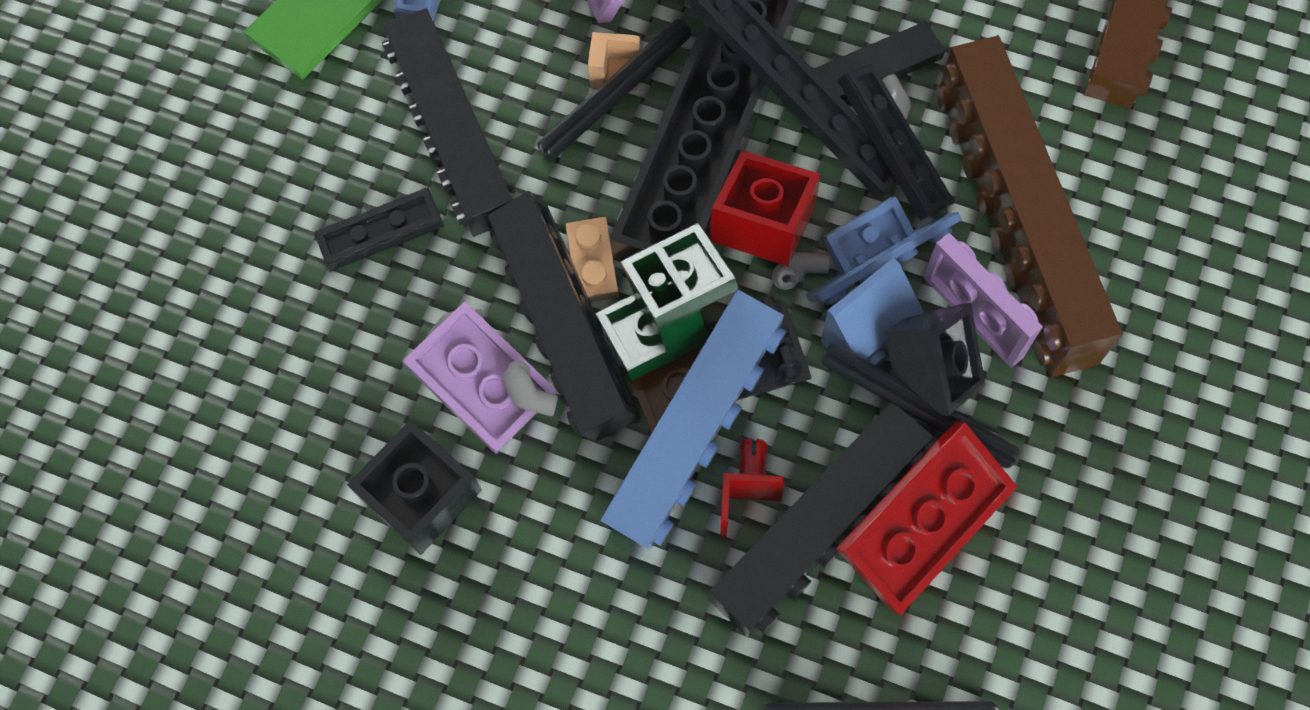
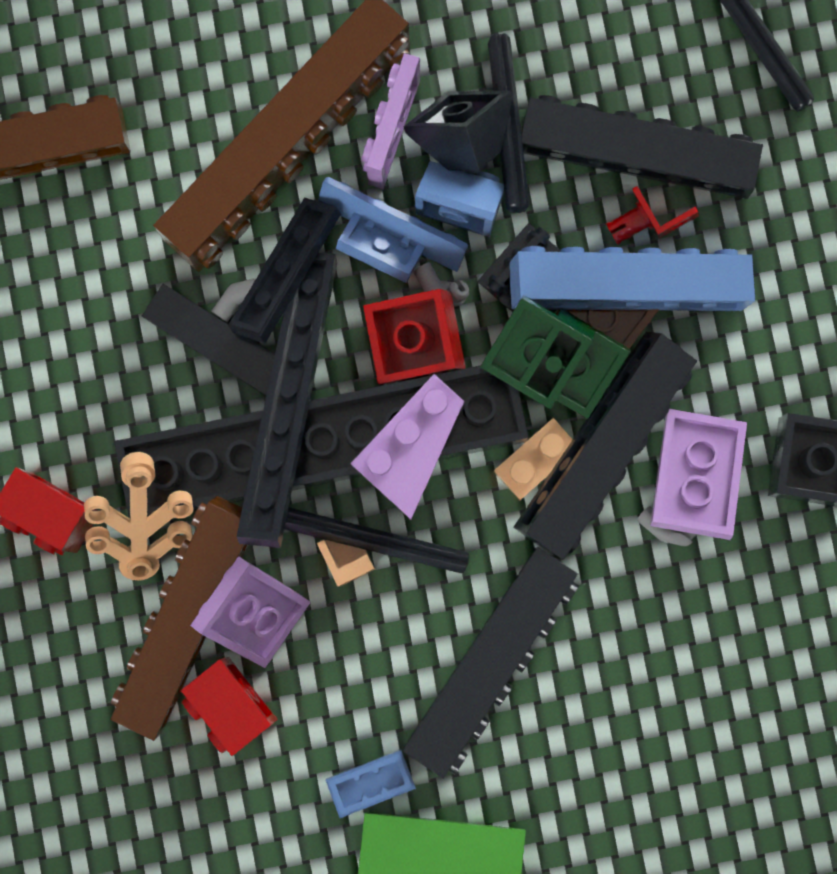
camera: 125 degrees left, 15 degrees up
(378, 229) = (620, 655): black tile -> none
(523, 392) = (692, 427): light grey arm -> none
(669, 136) = (409, 446): none -> lavender wing
(927, 517) = (592, 69): red plate -> none

